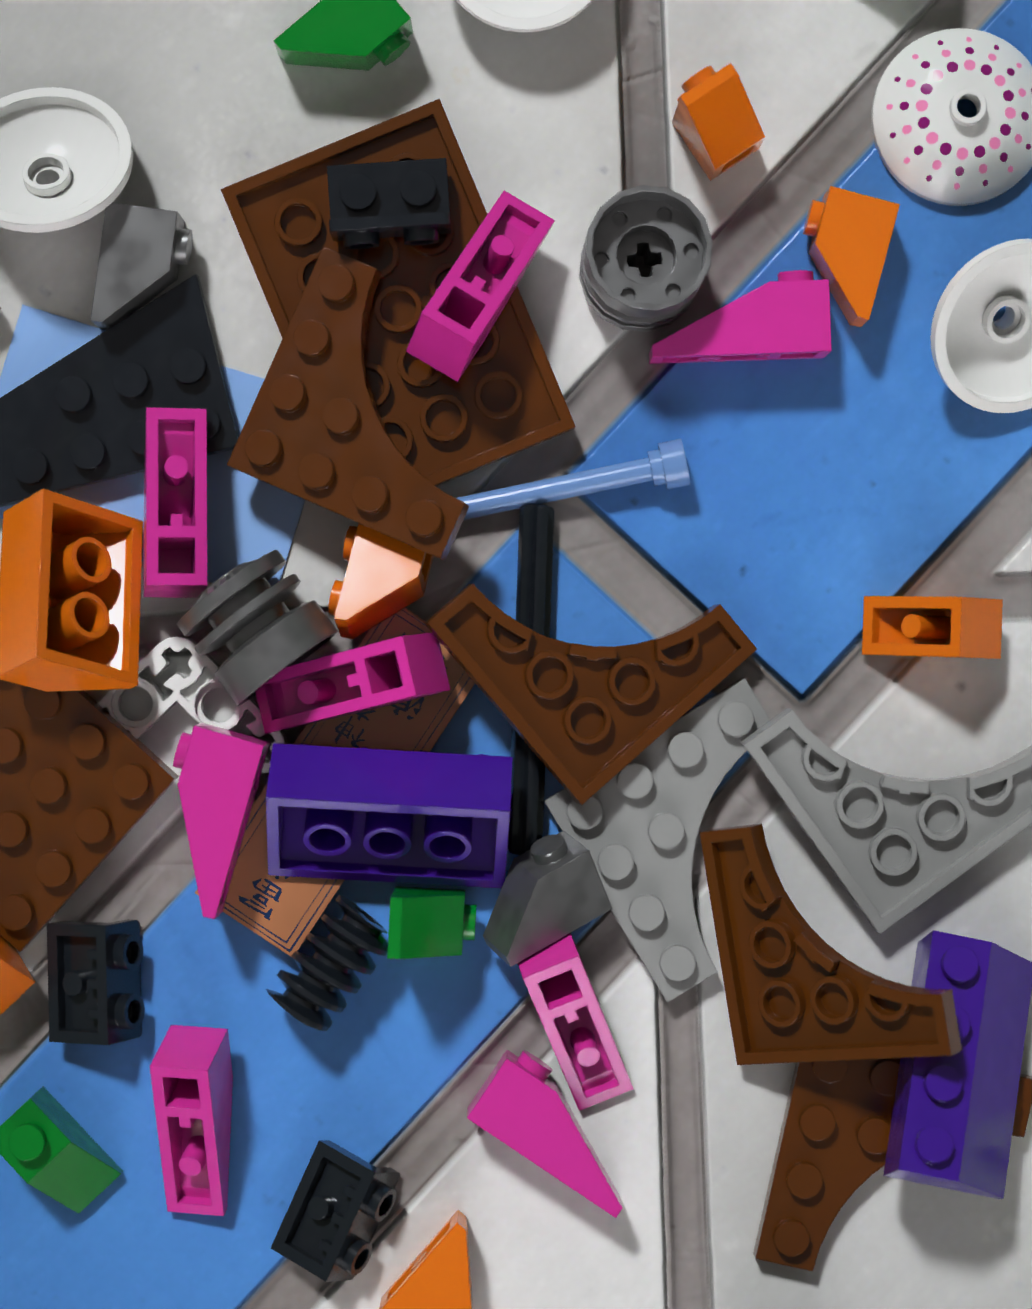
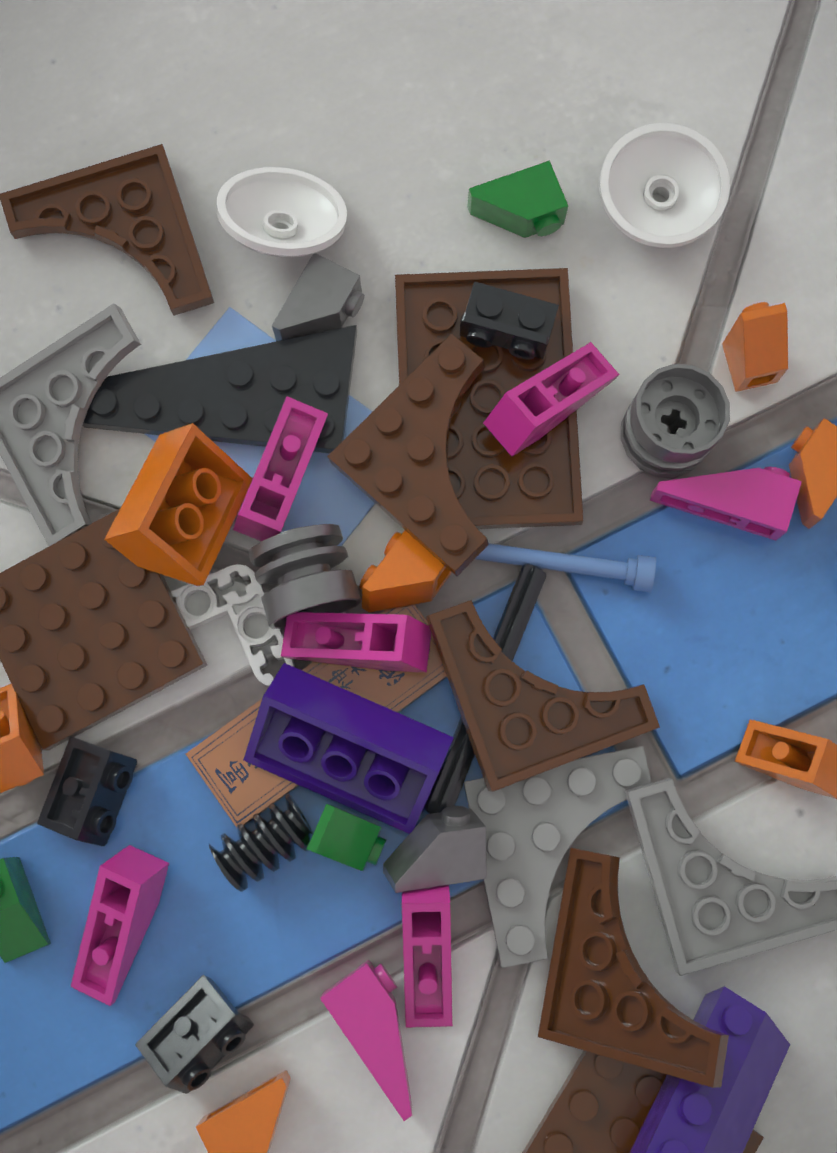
camera: 25 degrees right, 10 degrees down
(216, 798) = (227, 690): dark pink slope -> none

